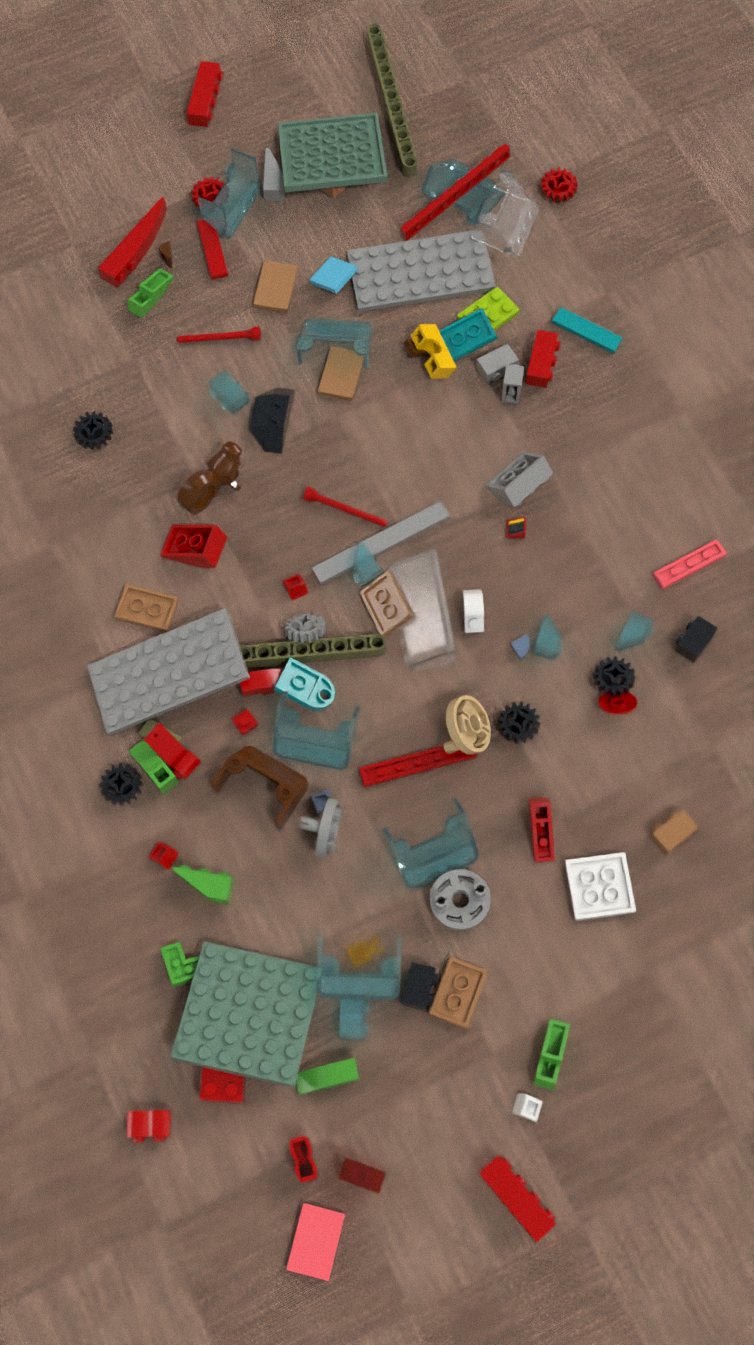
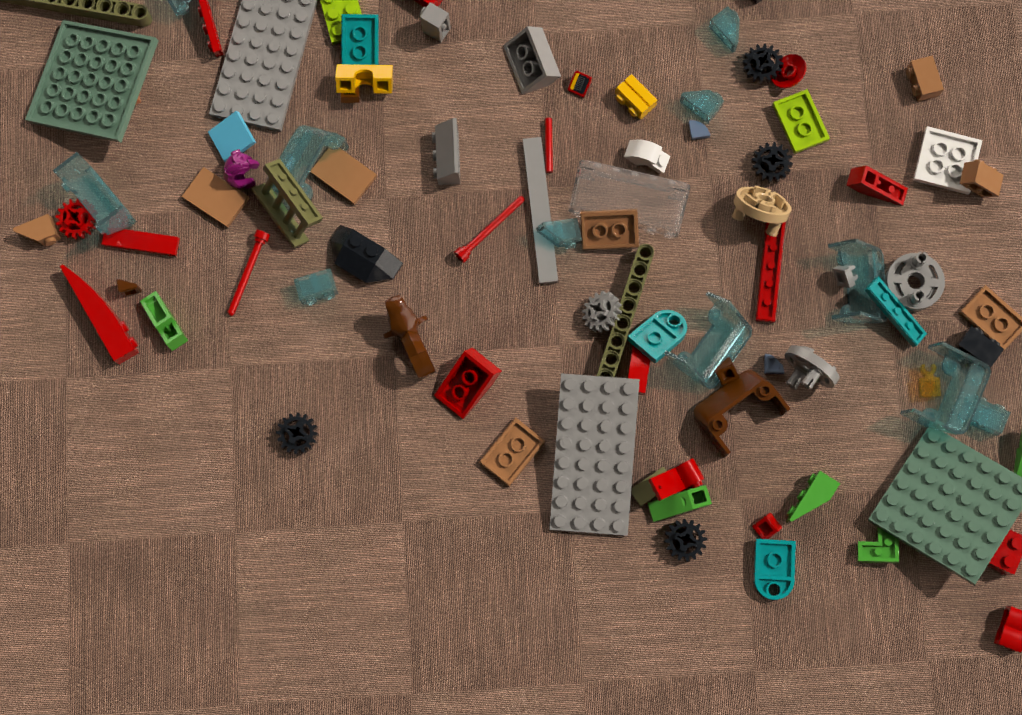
camera: 65 degrees left, 10 degrees up
(127, 874) = (774, 565): none -> teal plate
(188, 172) = (40, 230): none -> medium nougat slope
(244, 722) = (668, 404): red plate -> none
(273, 179) = (91, 149): light grey slope -> none
(289, 335) = (294, 196): none -> olive fence
(295, 586) = (550, 305): red slope -> none
(295, 759) = (726, 371): none -> reddish brown slope
(304, 289) = (236, 167): none -> magenta helmet
(397, 445) = (446, 153): none -> light grey slope
(419, 890) = (895, 311): none -> teal tile
(436, 828) = (844, 275): none -> light grey tile
(446, 525) = (548, 146): none -> red bar
(493, 364) = (403, 28): light grey brick -> none
(526, 578) = (635, 97): none -> yellow brick
(573, 734) = (800, 121): none -> lime plate
(592, 922) = (981, 178): none -> medium nougat brick

